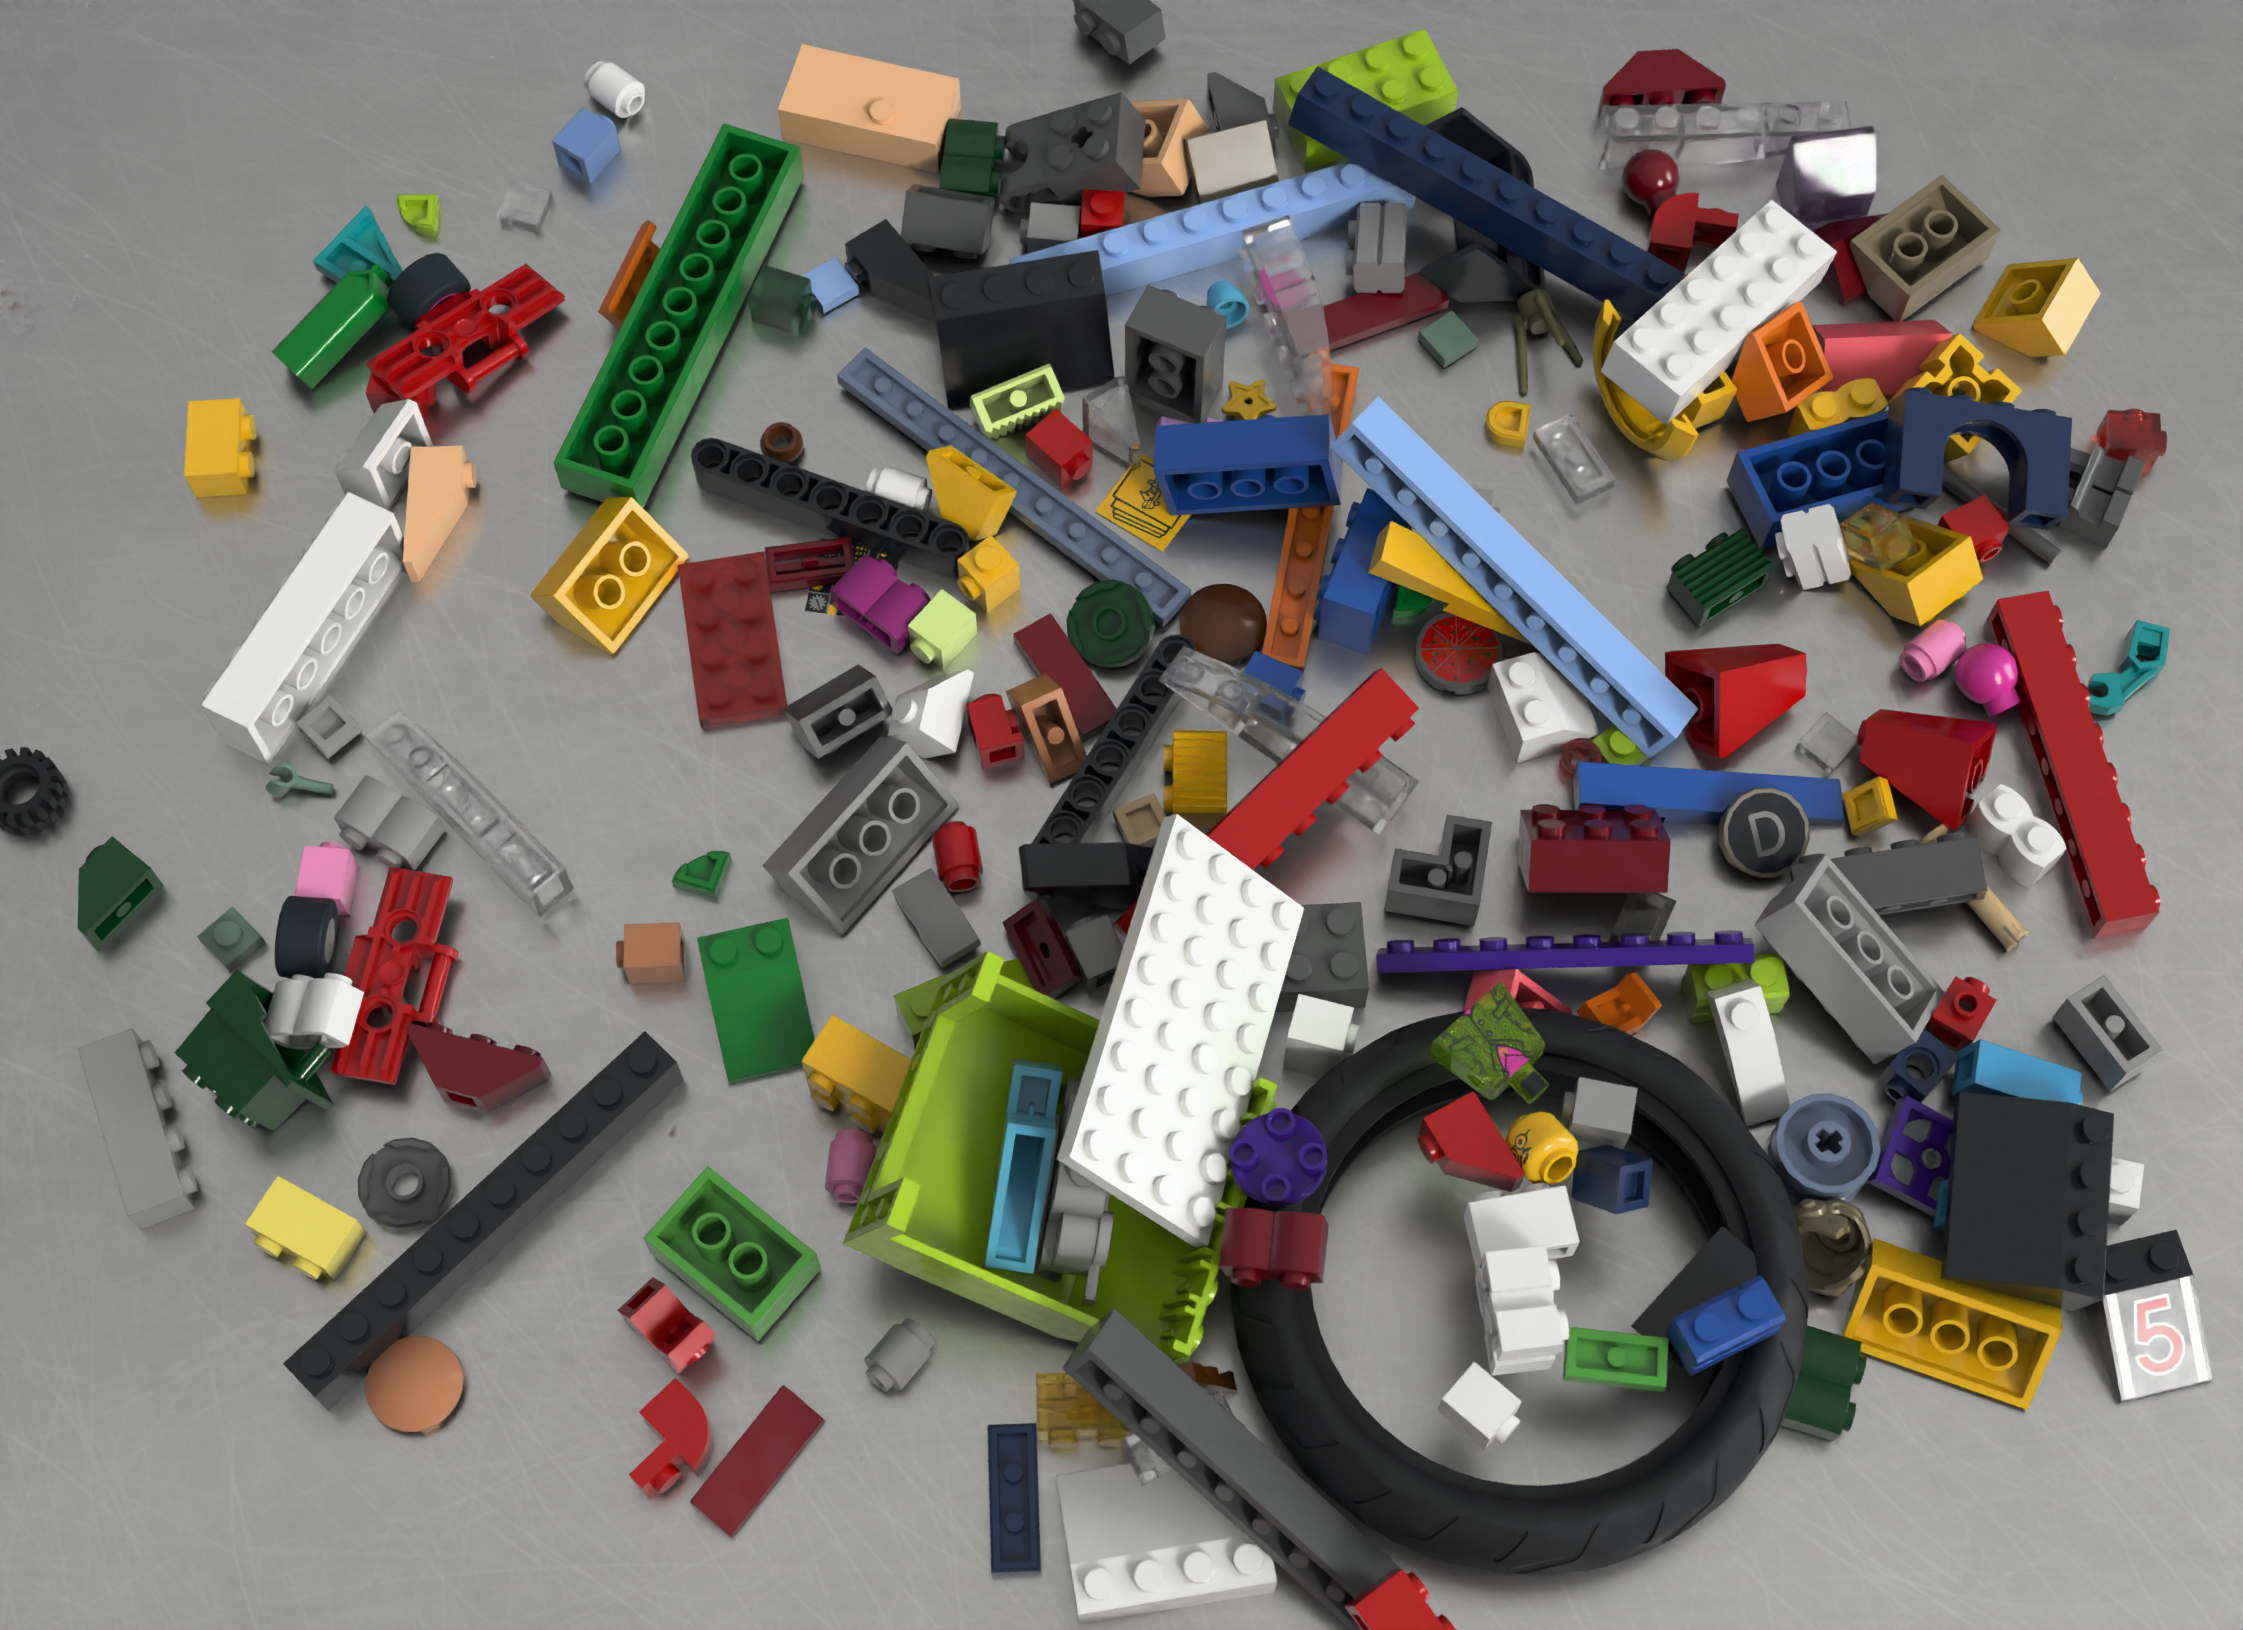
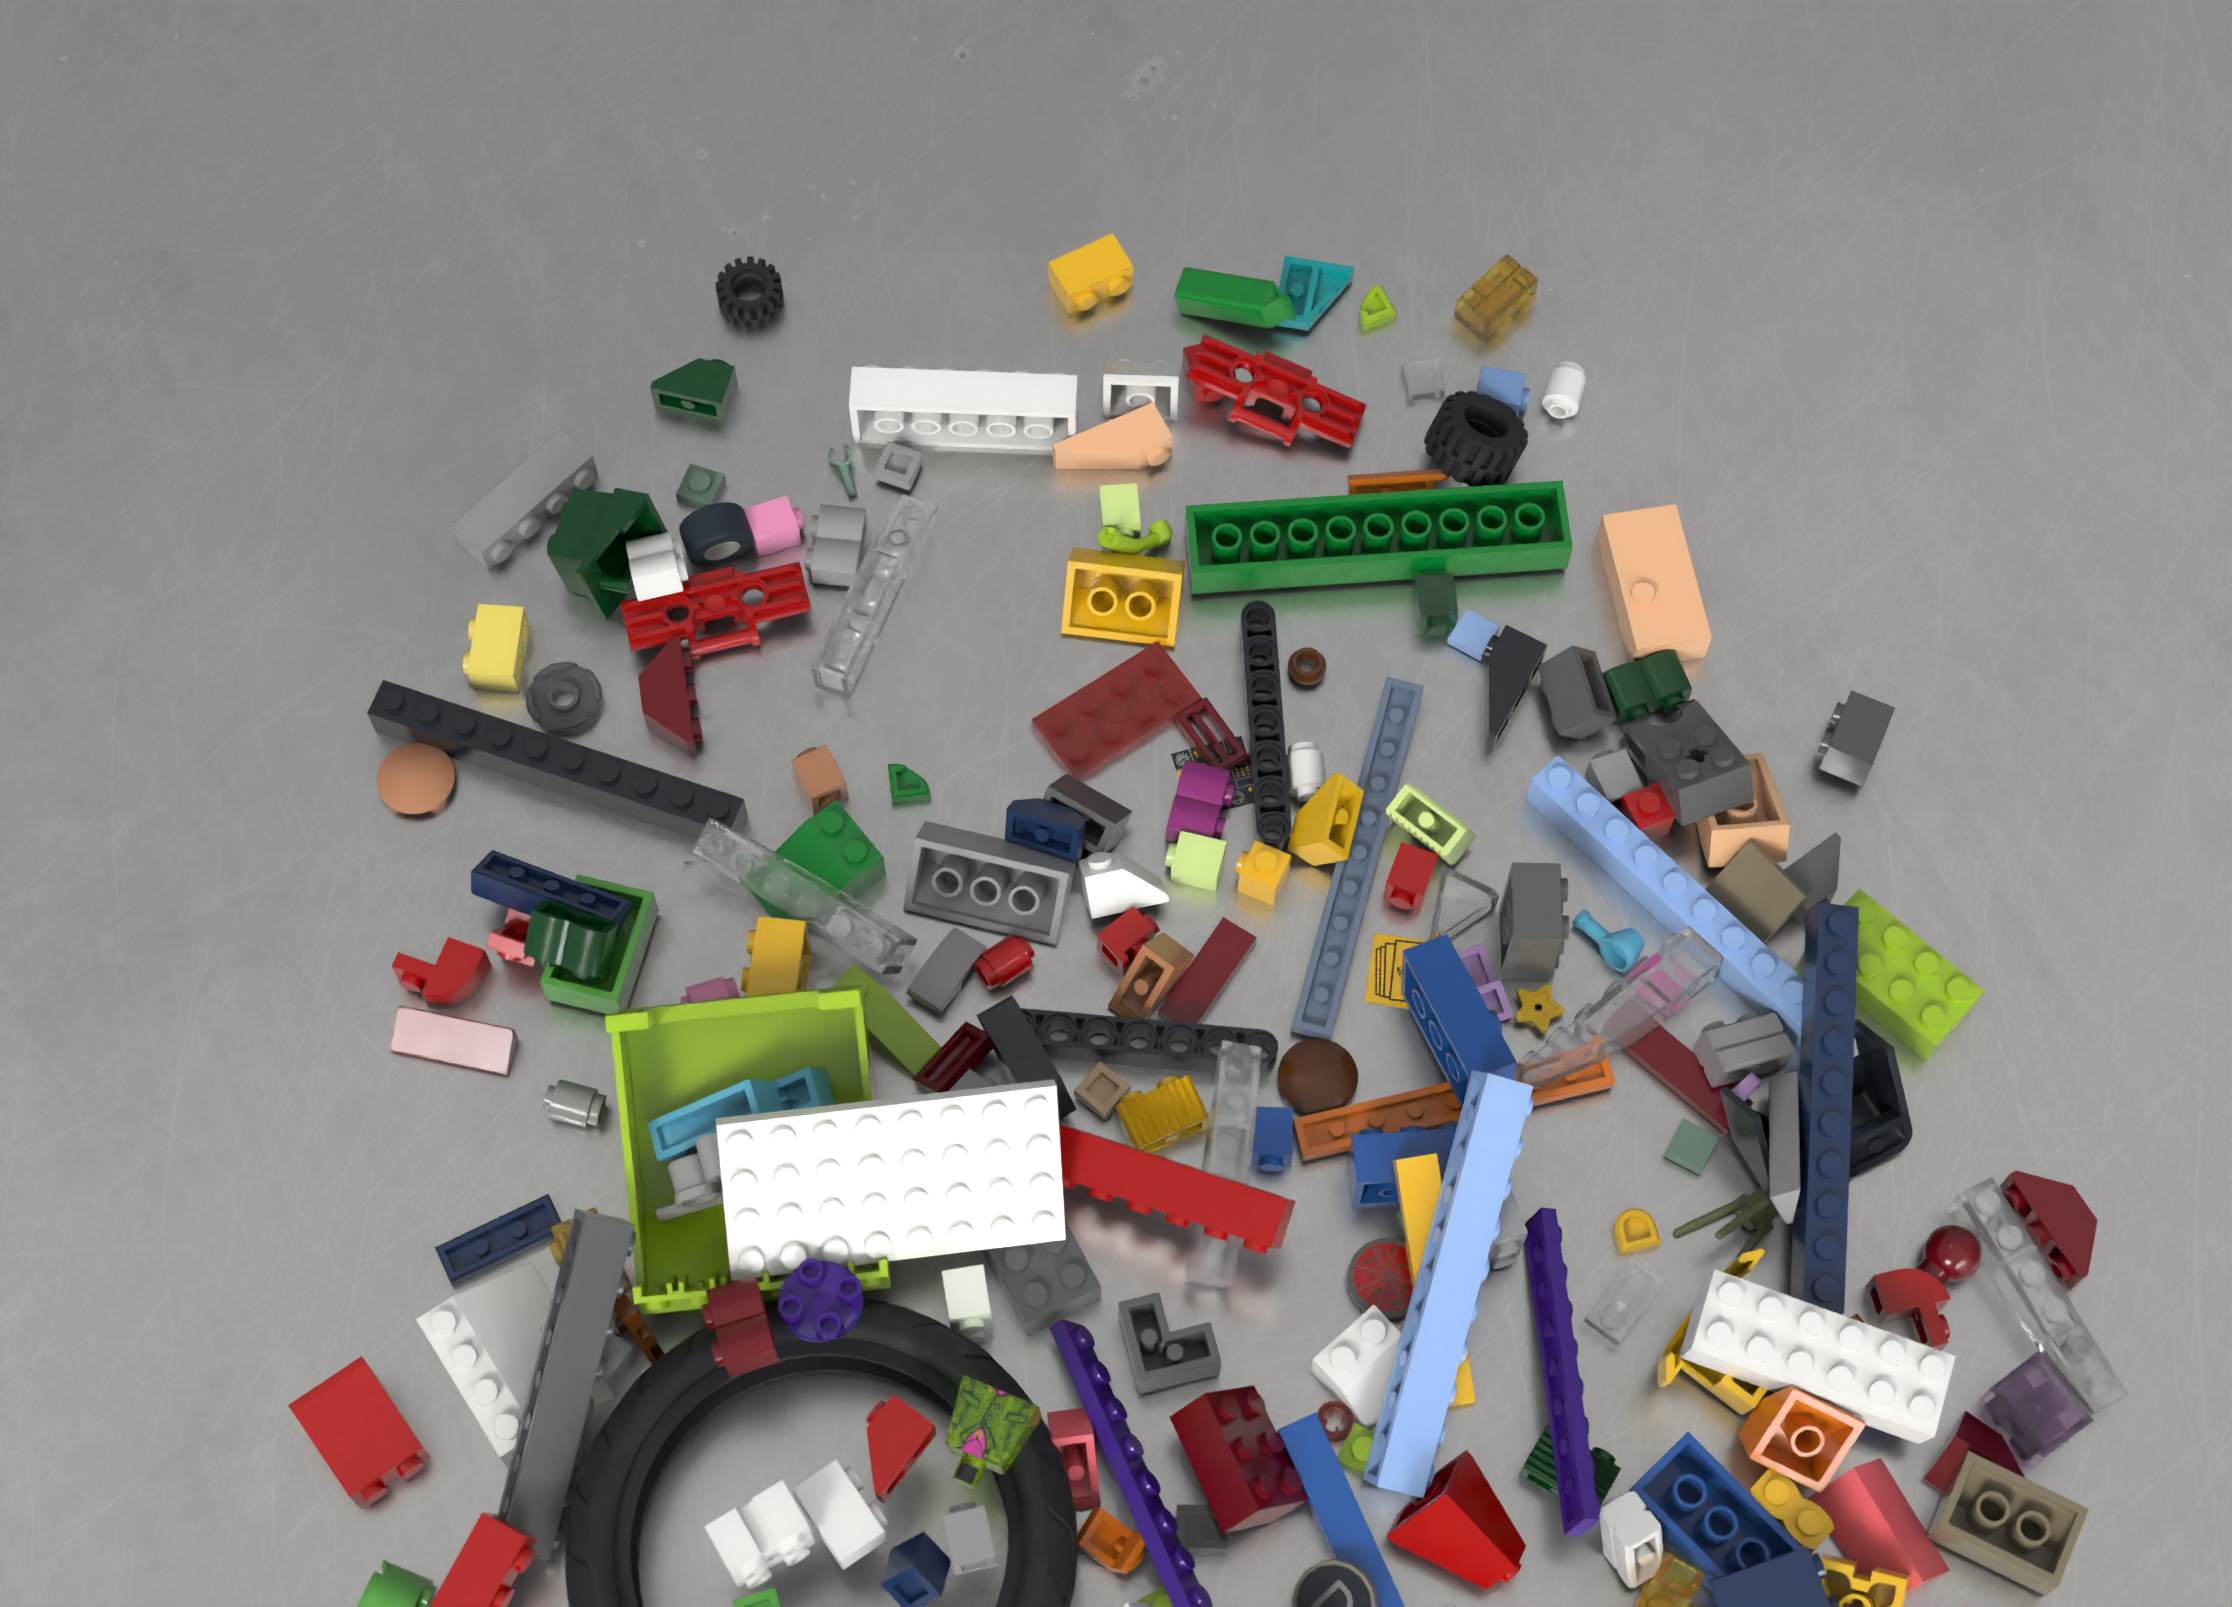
camera: 65 degrees right, 0 degrees up
(425, 287) = (1301, 344): black wheel -> none
(479, 101) = (1497, 298): none -> clear yellow brick
(514, 537) = (1120, 508): none -> yellowish green brick
(550, 548) = (1159, 536): none -> lime piece
(630, 179) = (1476, 439): none -> black tyre
(656, 1276) = (526, 885): none -> dark blue slope
(728, 1265) = (570, 939): none -> dark green brick
(792, 1014) = (806, 898): none -> clear slope
(840, 745) = (1045, 828): none -> dark blue slope
(1020, 318) = (1500, 788): black slope -> none
(1110, 624) = (1268, 987): dark green tile -> none
(1417, 258) = (1747, 1086): none -> lavender tile
(1481, 1407) = (675, 1542): white brick -> none
(1511, 245) = (1784, 1144): none -> light grey slope
(1543, 1147) = (912, 1501): yellow head -> none
(1644, 535) = (1560, 1374): none -> dark purple plate

